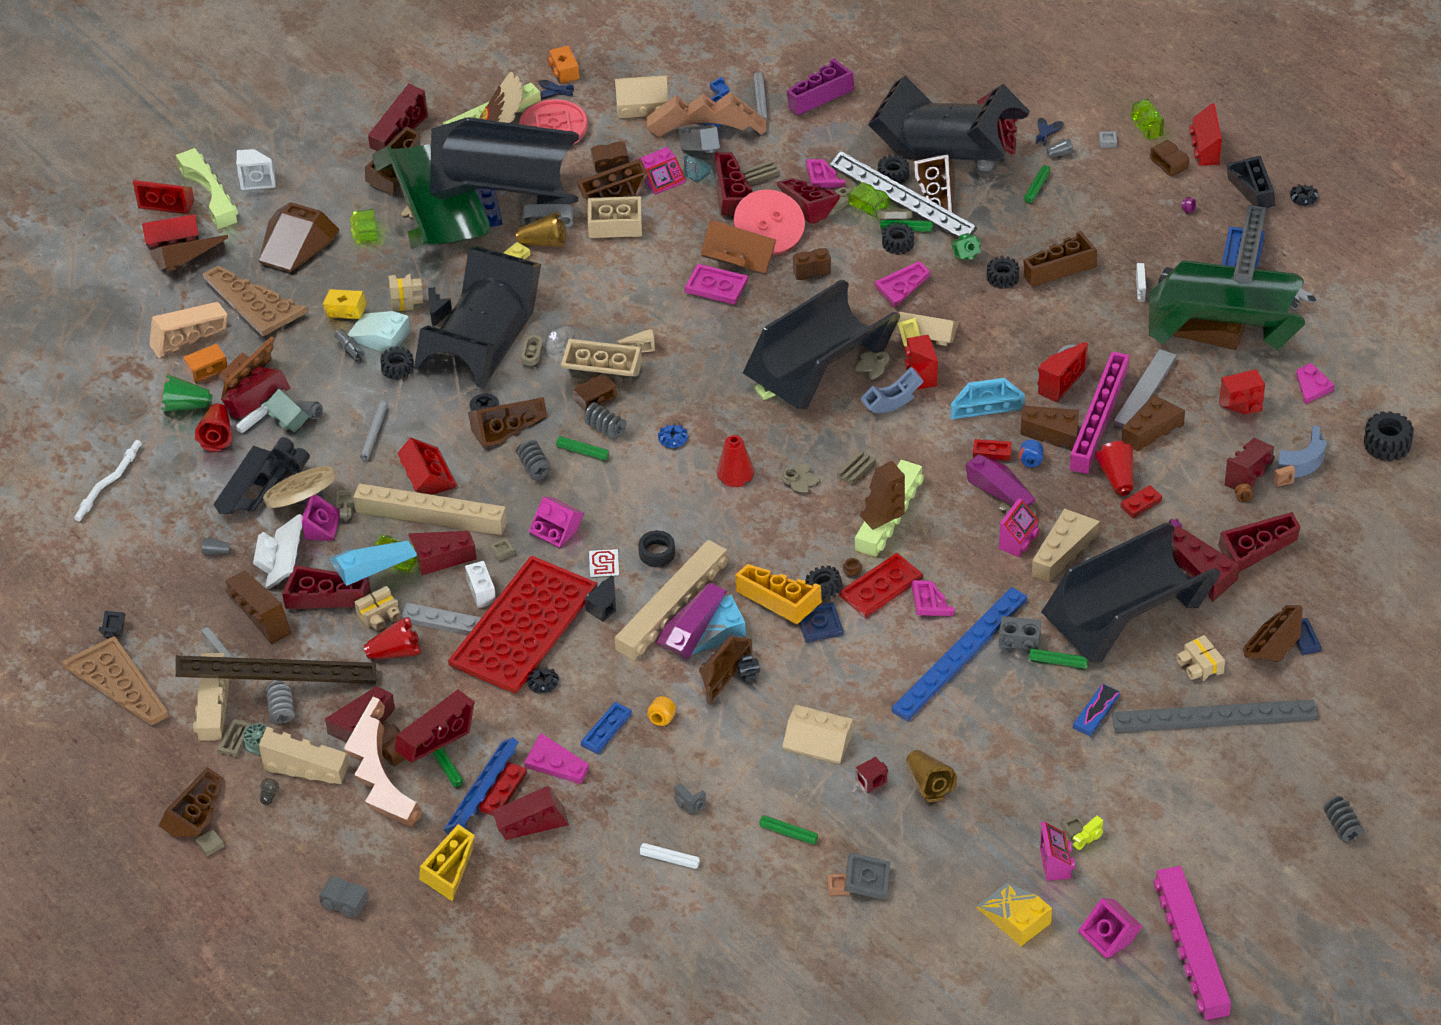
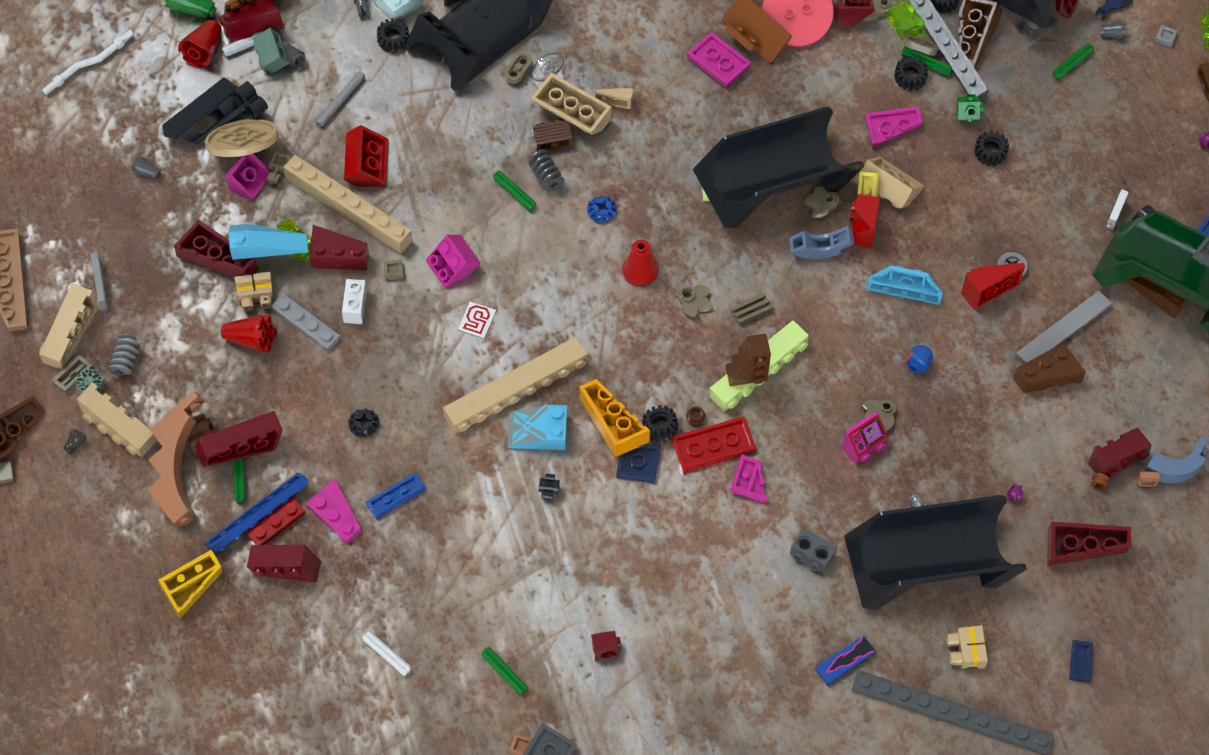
camera: 20 degrees right, 15 degrees up
(112, 624) = (22, 215): black bracket -> none
(259, 606) = (151, 246): reddish brown wedge -> none
(275, 669) = (130, 323): dark brown plate -> none
(278, 554) = (192, 196): white bracket -> none
(343, 722) = (170, 396): dark red wedge -> none
(343, 897) = (86, 577): dark grey brick -> none
(483, 399) = (451, 103): black gear -> none
(501, 422) = (455, 134): reddish brown wedge -> none
(522, 624) = (373, 357): red plate -> none
(533, 459) = (463, 187): dark grey piece -> none
(602, 600) = (454, 361): black slope -> none
(658, 559) = (528, 311): black tyre -> none
(661, 711) = (450, 500): light orange head -> none
(687, 627) = (514, 421): magenta wedge -> none
(689, 802) = (431, 609): dark grey bracket -> none
(723, 665) = (525, 475): reddish brown wedge -> none
(811, 264) = (817, 72): reddish brown brick -> none
(818, 734) = (577, 583): tan slope -> none
(930, 775) = (655, 669): pearl gold cone -> none
(958, 655) = (748, 548): blue plate -> none
(992, 449) = (885, 339): red plate -> none
(997, 480) = (875, 377): magenta wedge -> none
(1050, 424) = (954, 336): reddish brown wedge -> none
(1058, 658) = (836, 590): green axle -> none
(1061, 260) = (1051, 157): reddish brown wedge -> none
(1066, 539) = (906, 466): tan wedge -> none
(1099, 412) = (1005, 340): dark pink brick -> none
(1117, 465) = (992, 408): red cone -> none
(1141, 501) = (999, 451): red plate -> none
(1199, 557) = (1022, 542): dark red wedge -> none
(1242, 392) = (1152, 373): red slope -> none
(1276, 635) = (1048, 653): reddish brown wedge -> none

